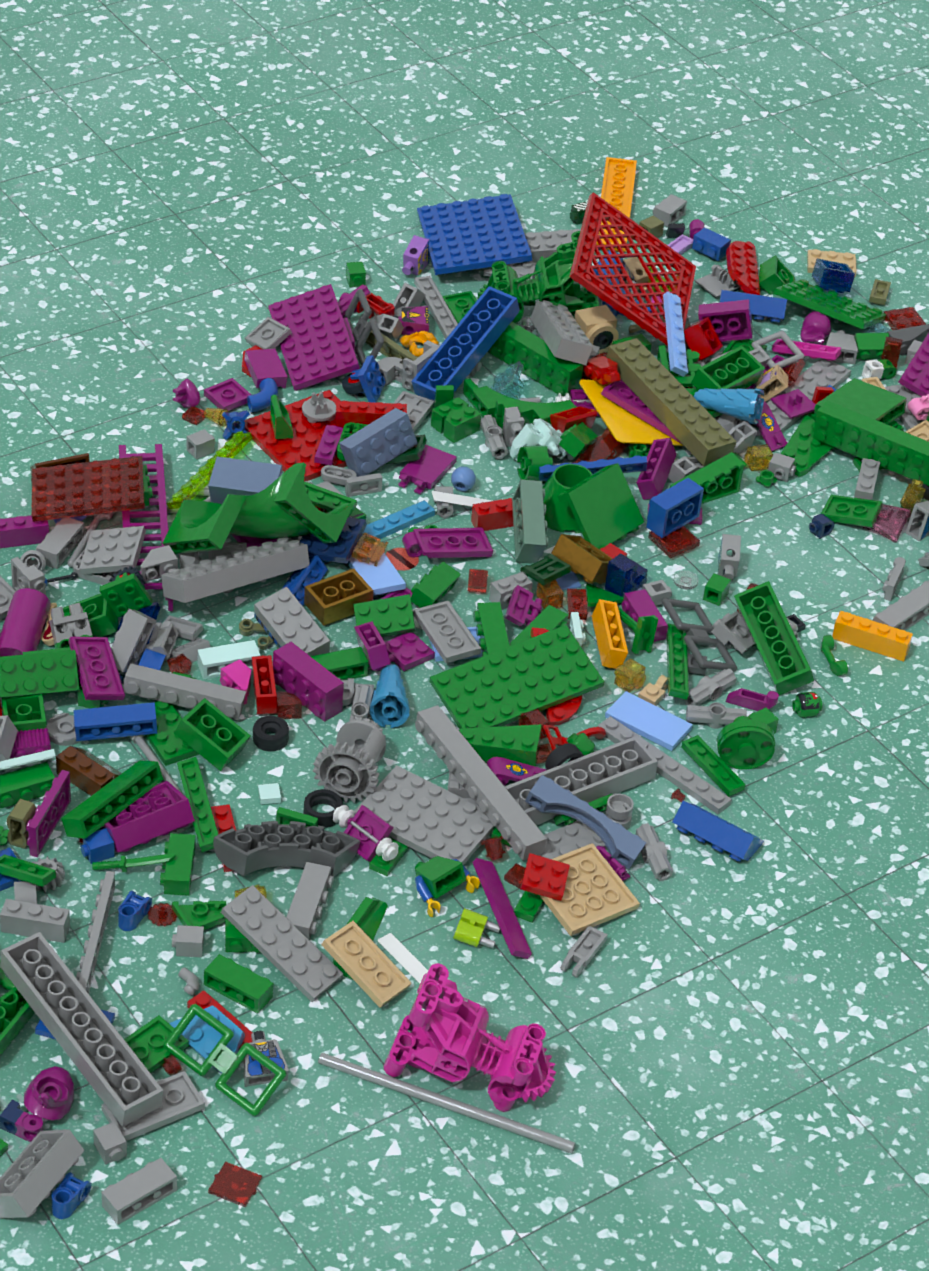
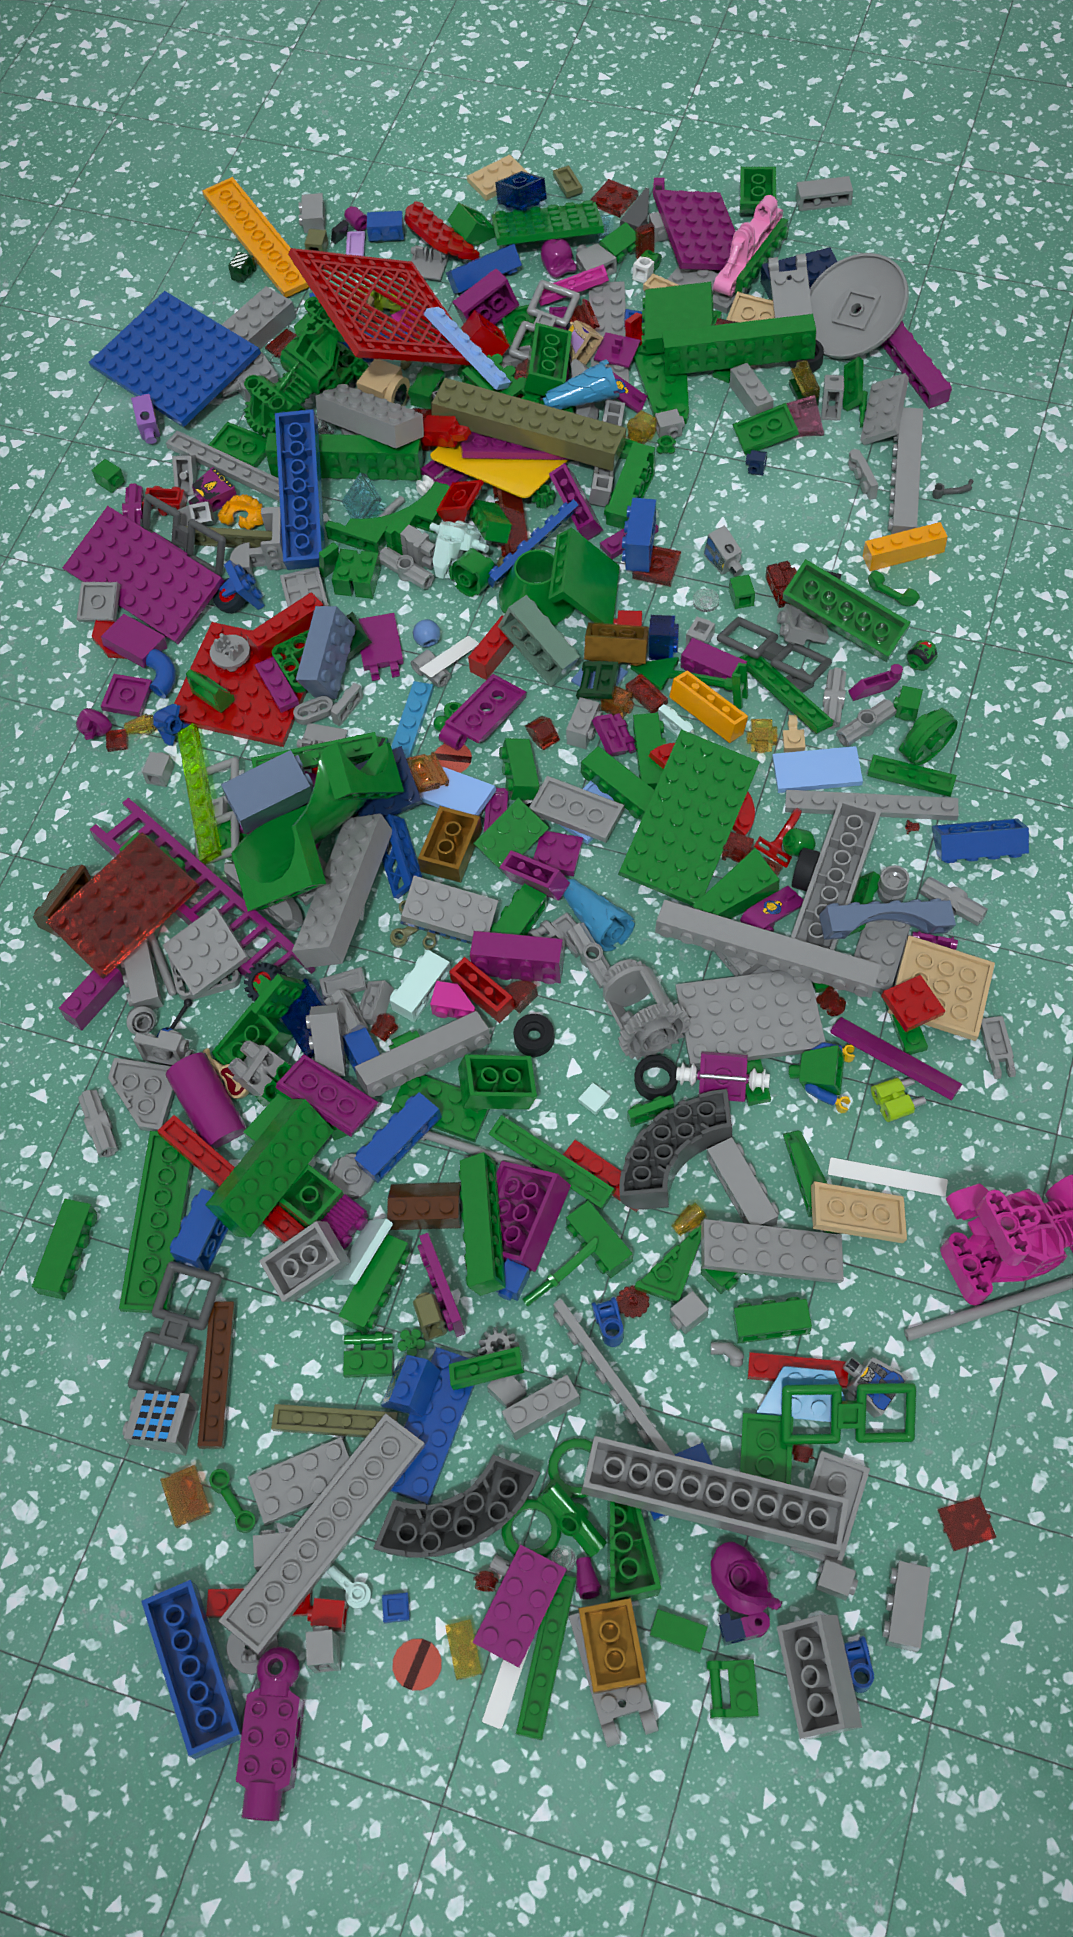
camera: 30 degrees left, 20 degrees up
(158, 563) = (270, 935): light grey slope -> none
(515, 875) = (873, 1013): clear red tile -> none

